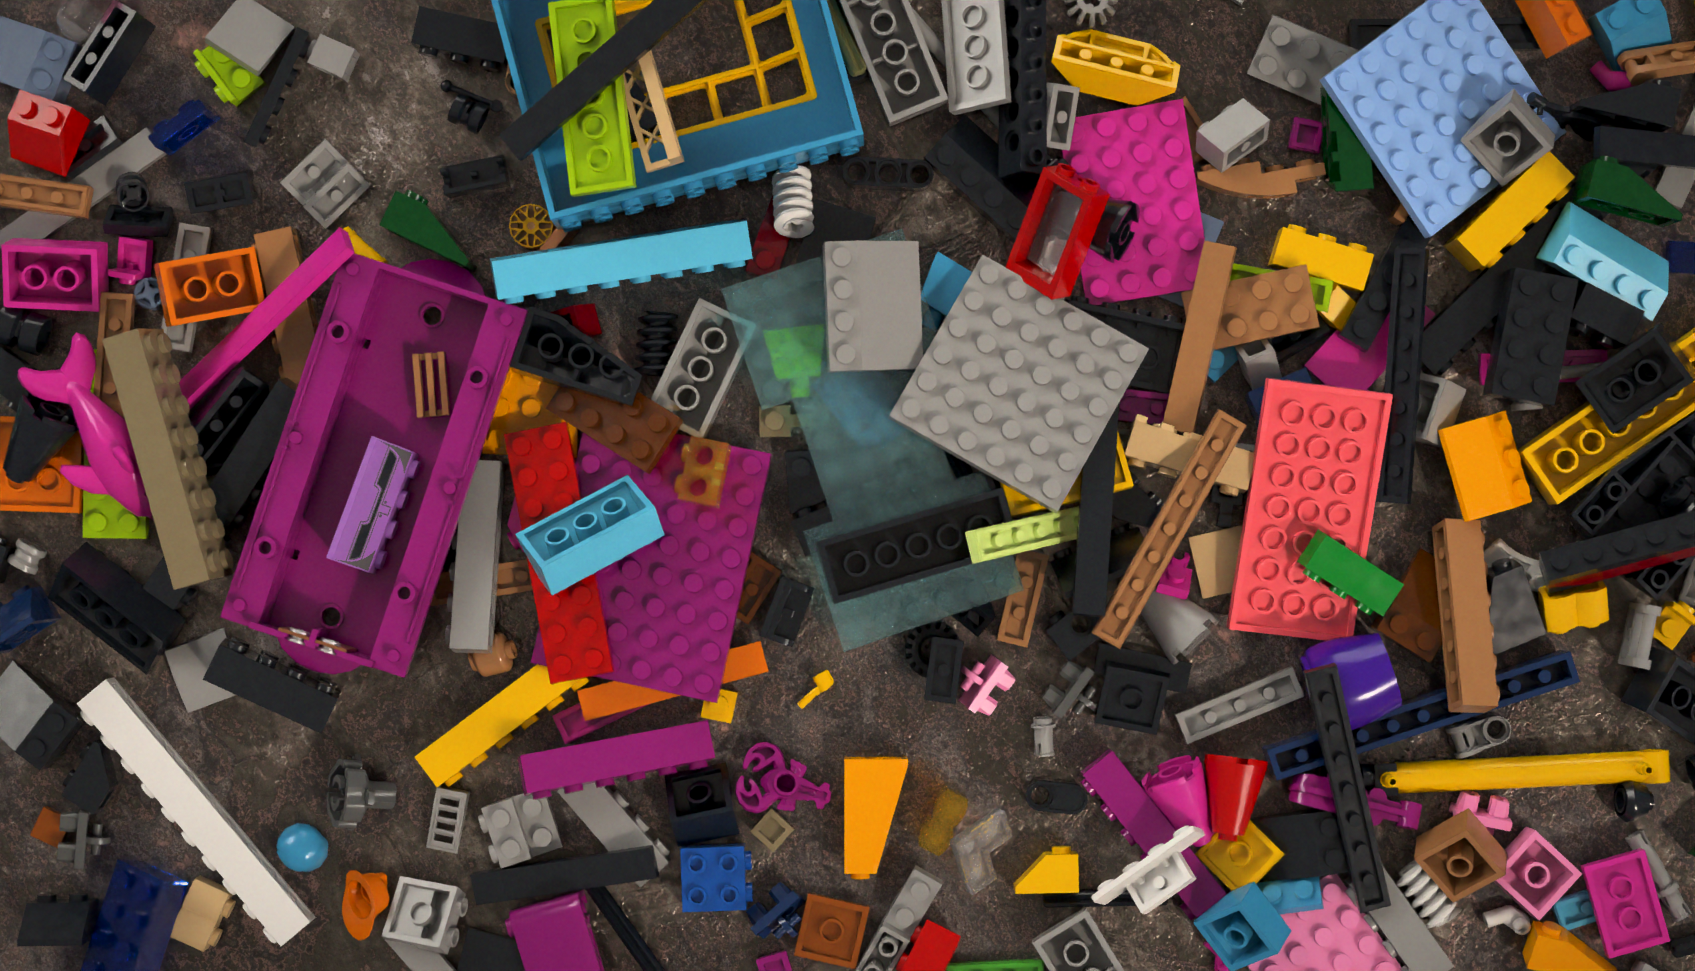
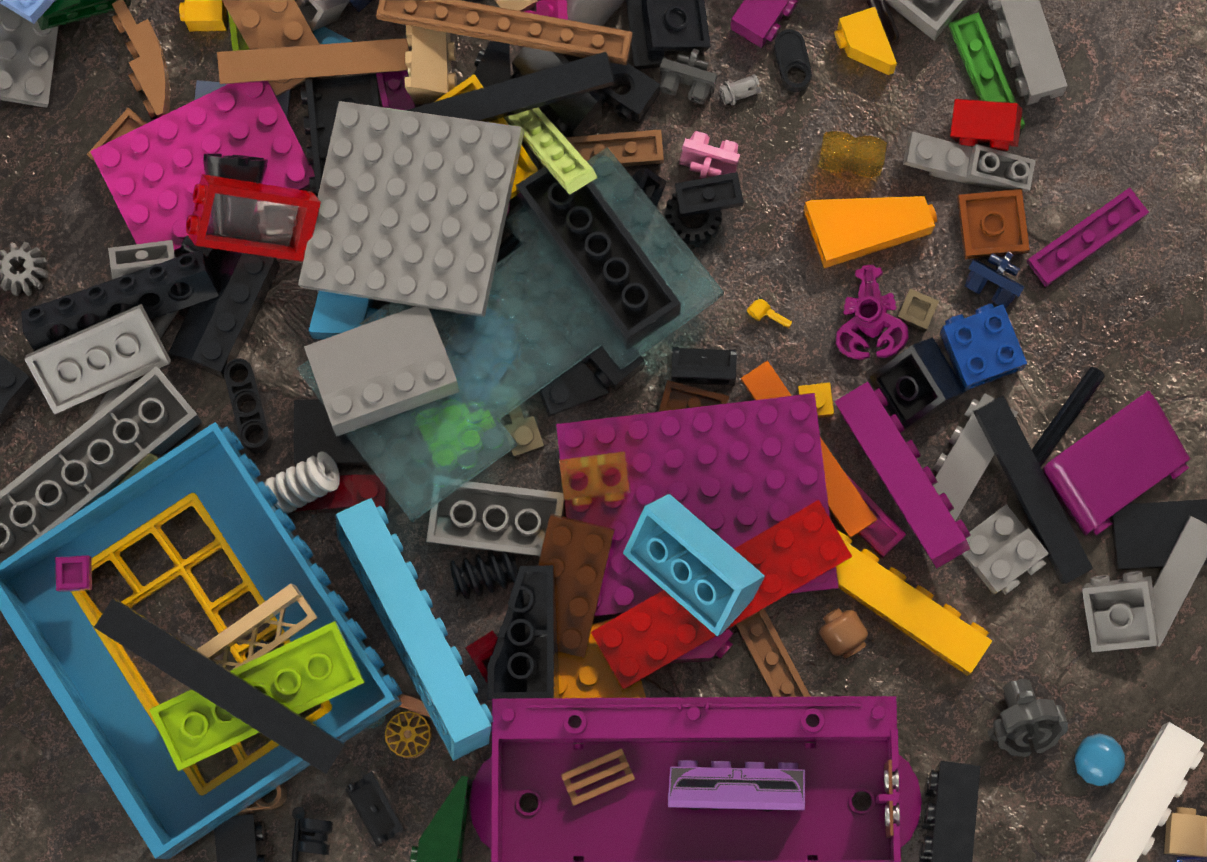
camera: 110 degrees left, 10 degrees down
(363, 900) = (1131, 678): orange piece -> none
(452, 794) = (993, 626): light grey slope -> none
(476, 562) = (767, 671): light grey brick -> none
(973, 848) = (865, 115): clear plate -> none
(1115, 67) = (78, 222): yellow wedge -> none
(1232, 135) = (111, 95): light grey brick -> none
(1305, 136) = (91, 33): magenta tile -> none

